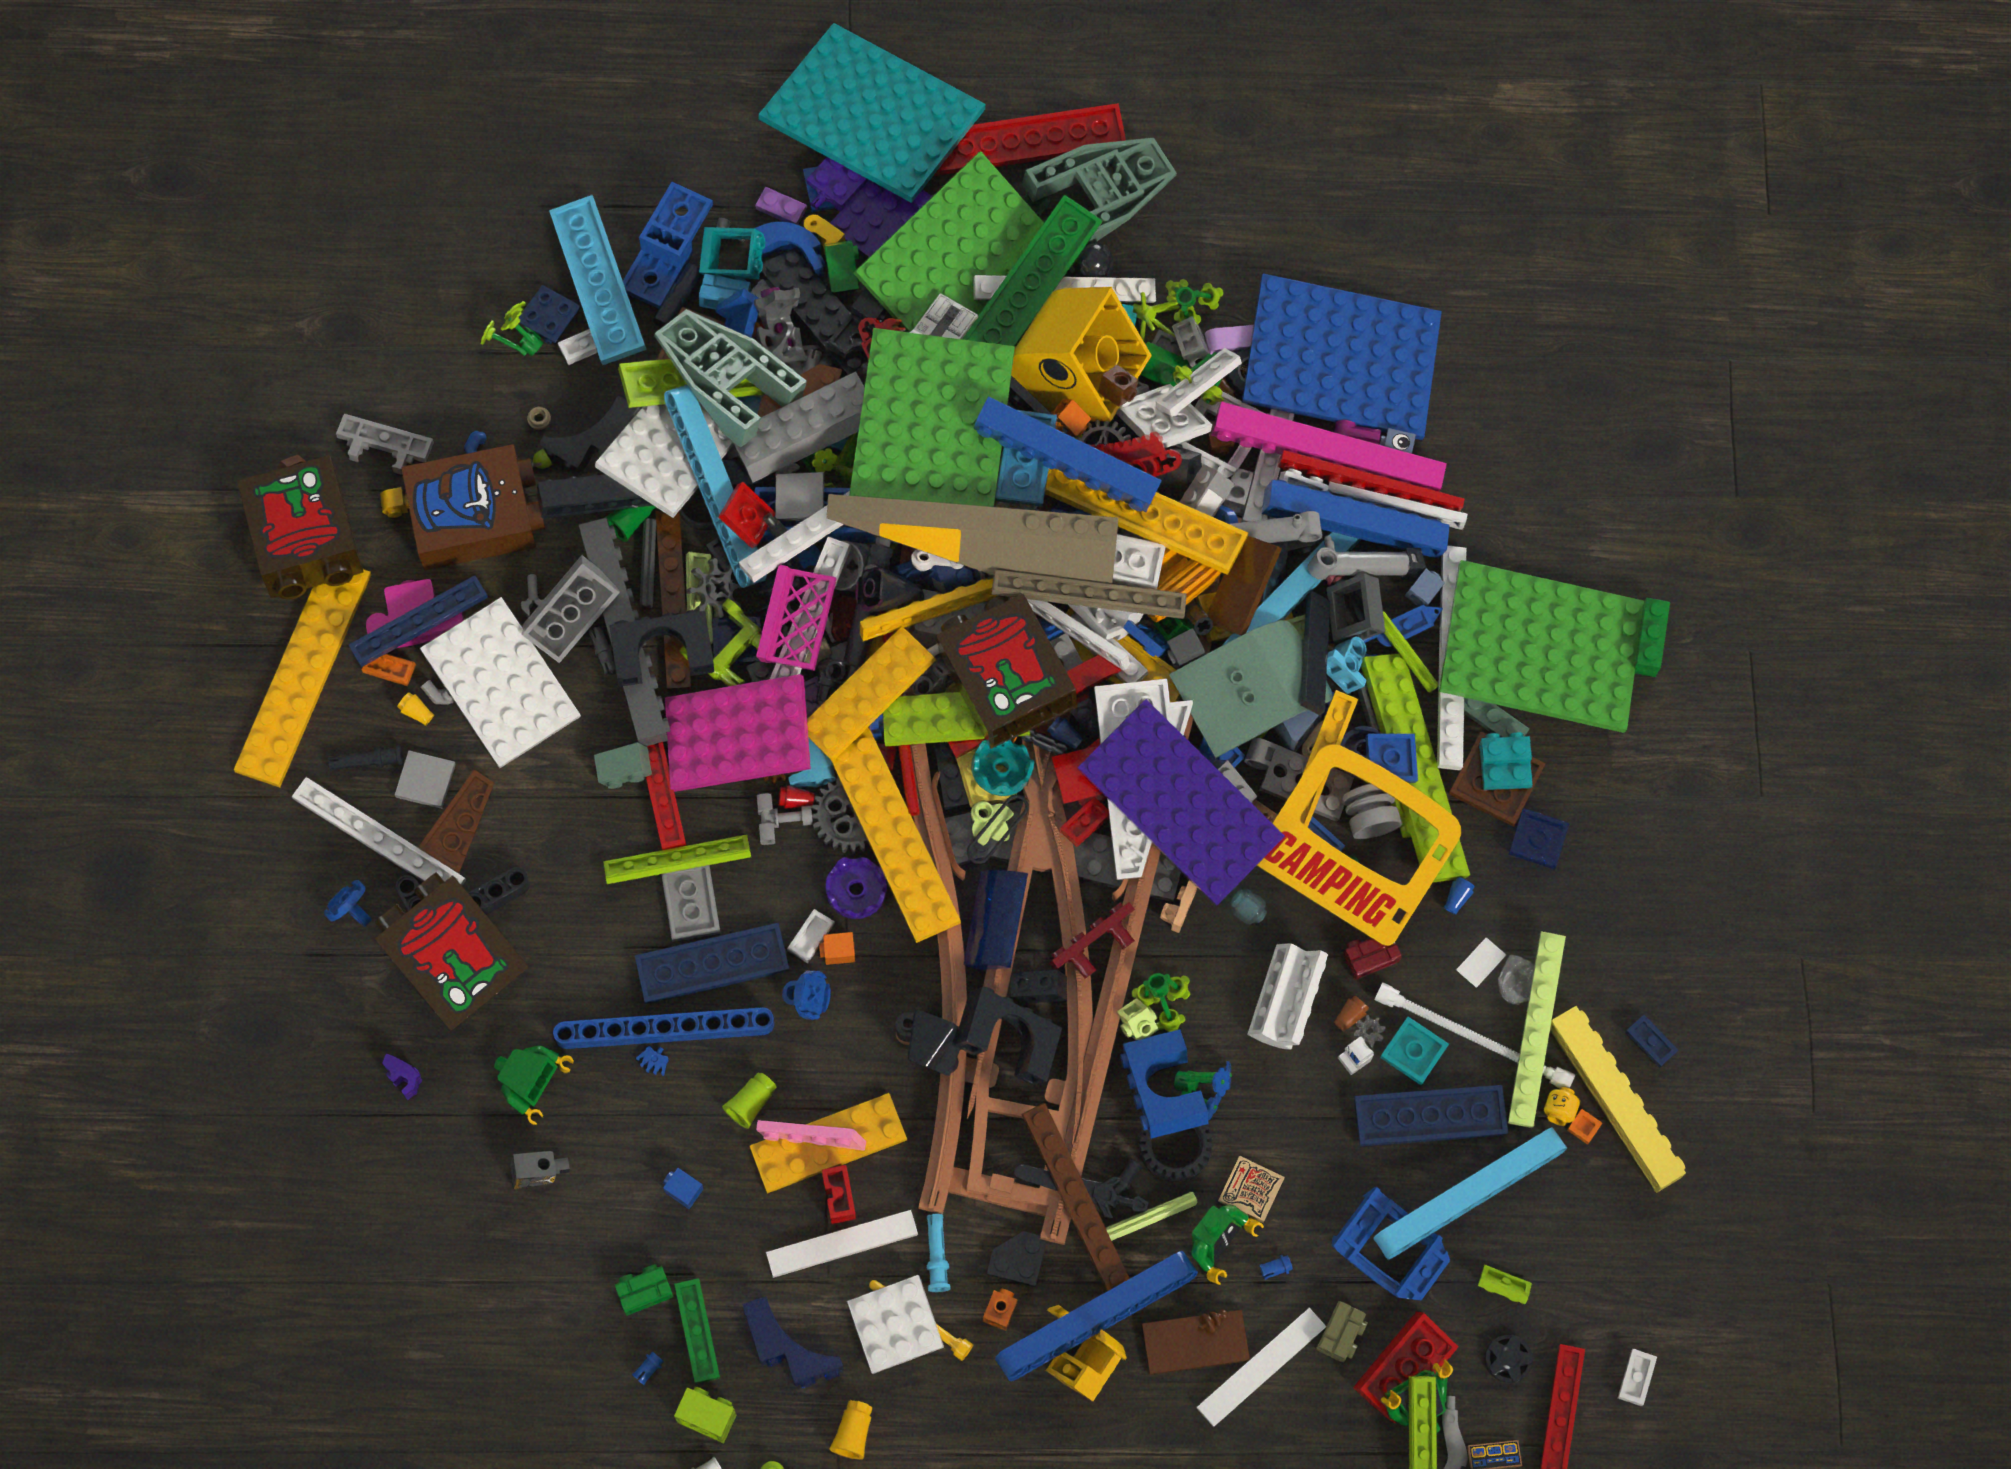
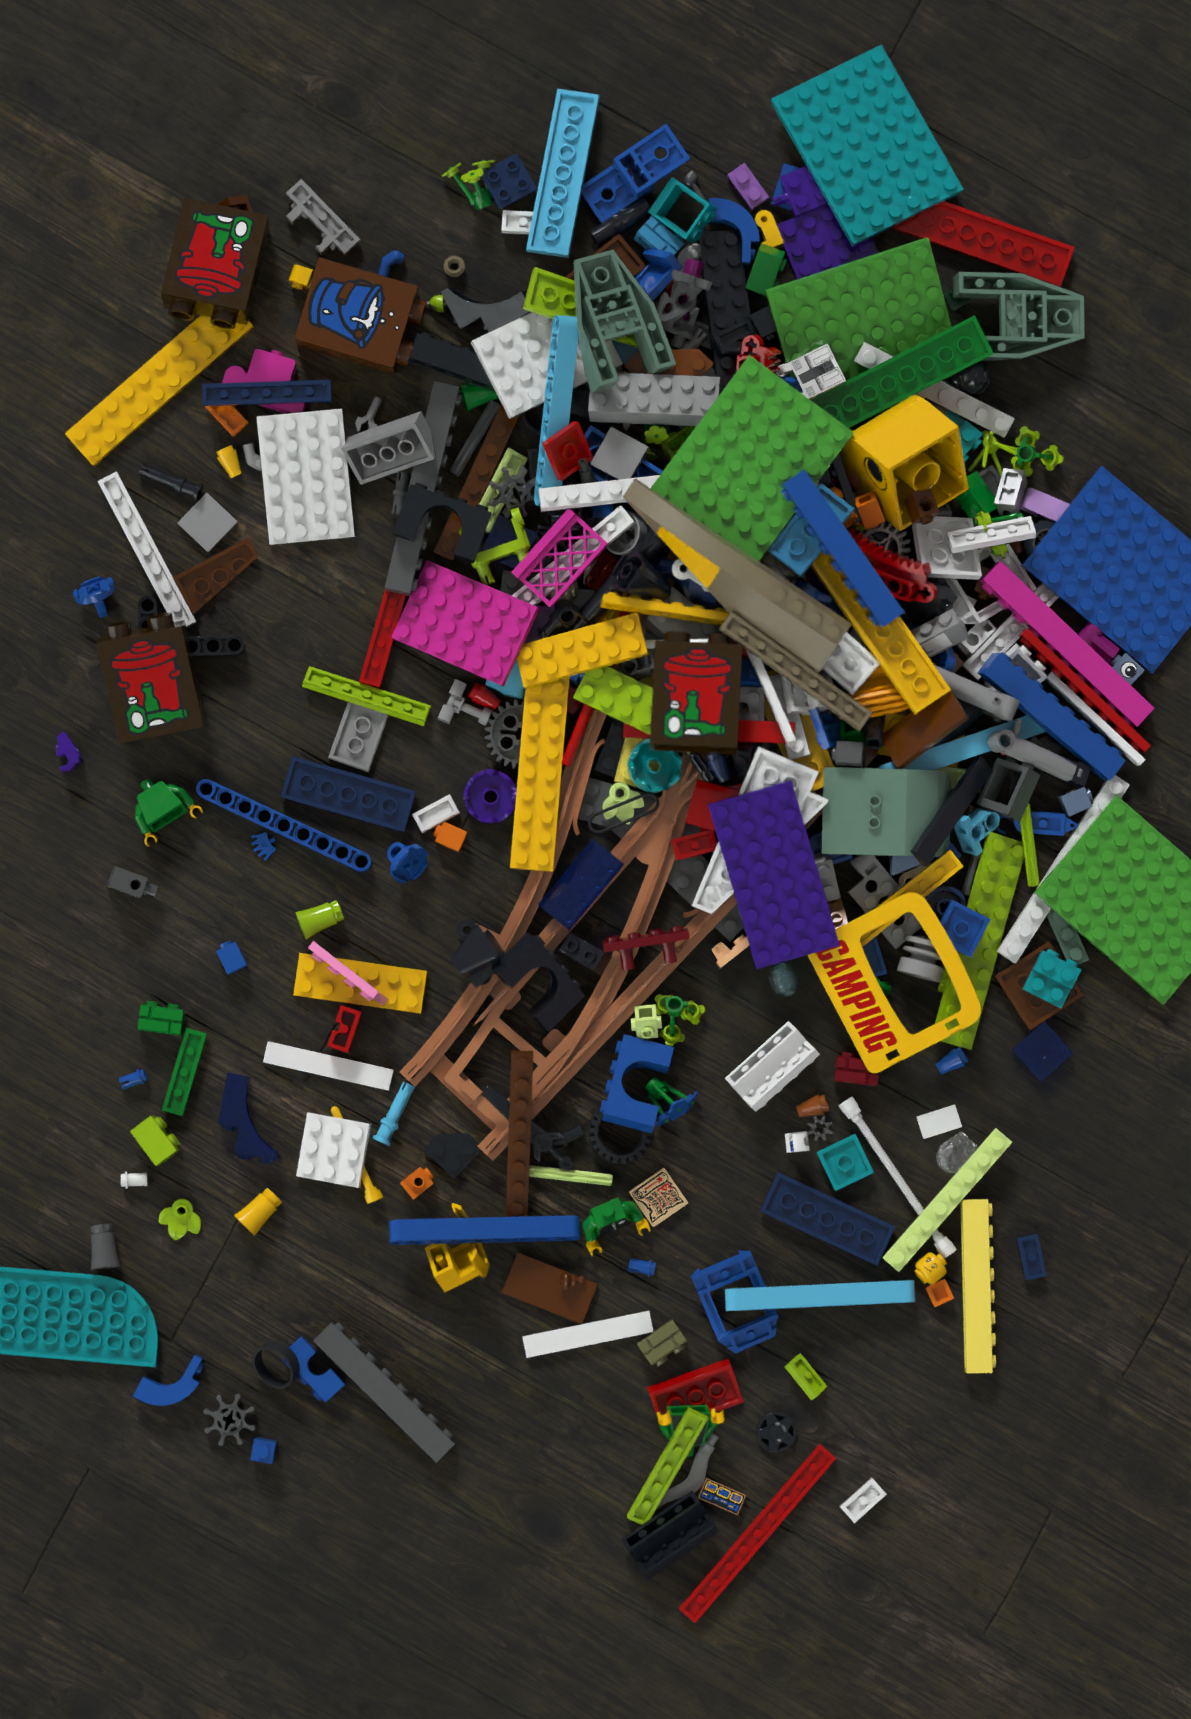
camera: 25 degrees right, 15 degrees up
(623, 765) = (364, 598): sand green brick -> none

